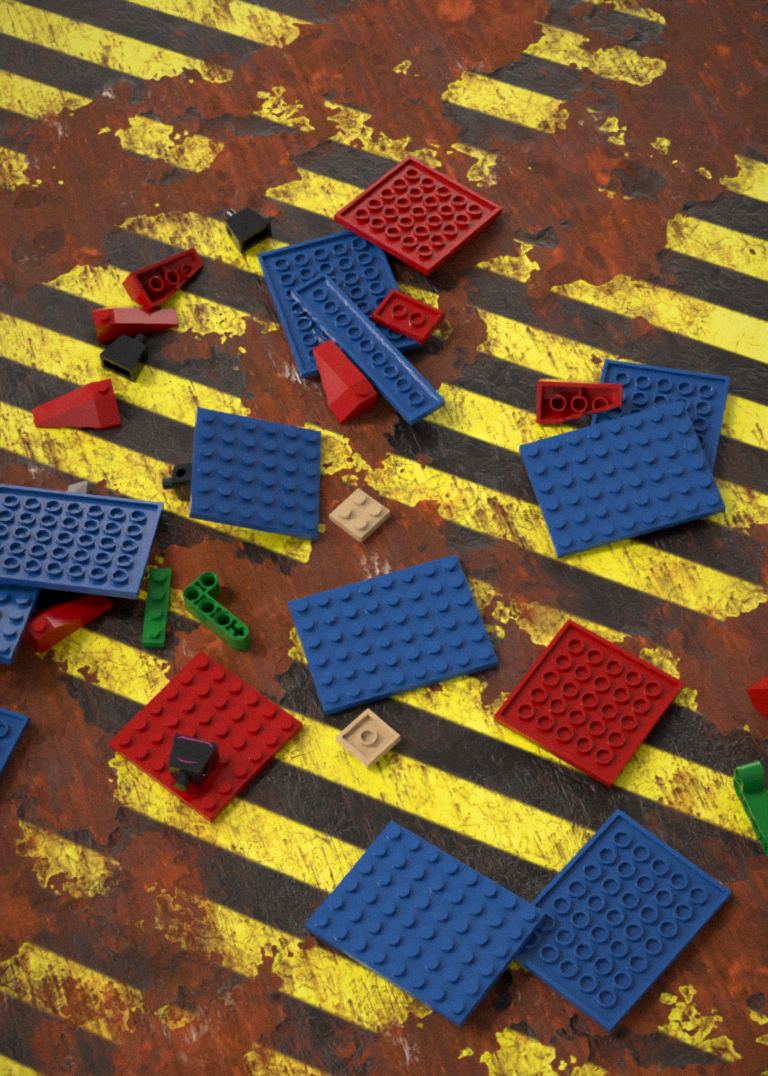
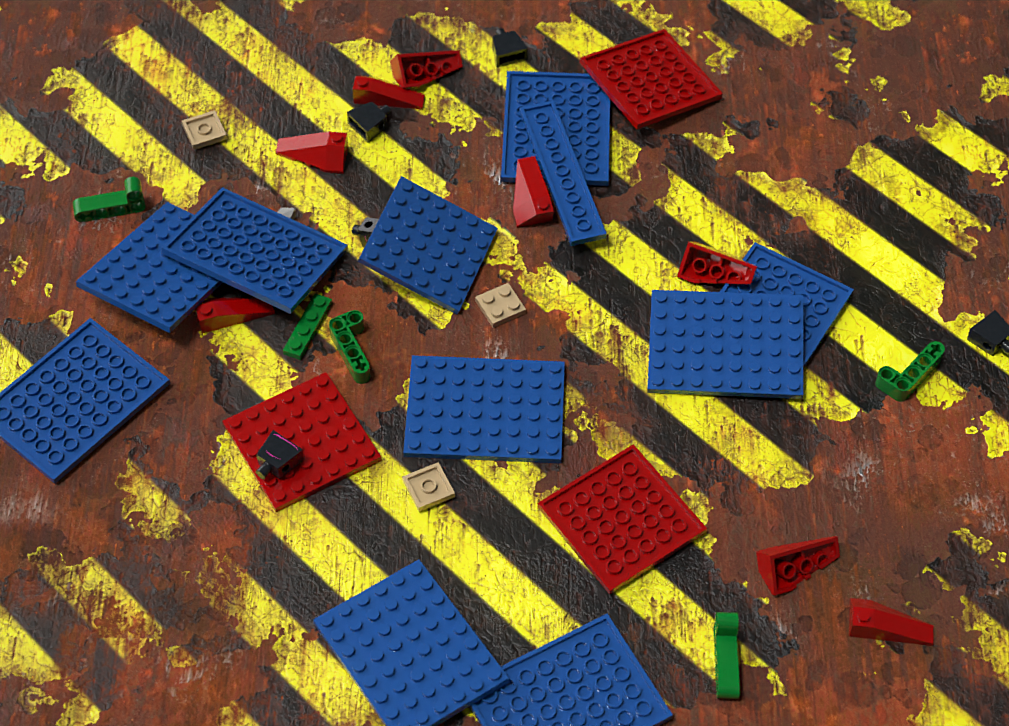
camera: 15 degrees right, 0 degrees up
(408, 316) = (606, 157): red tile -> none

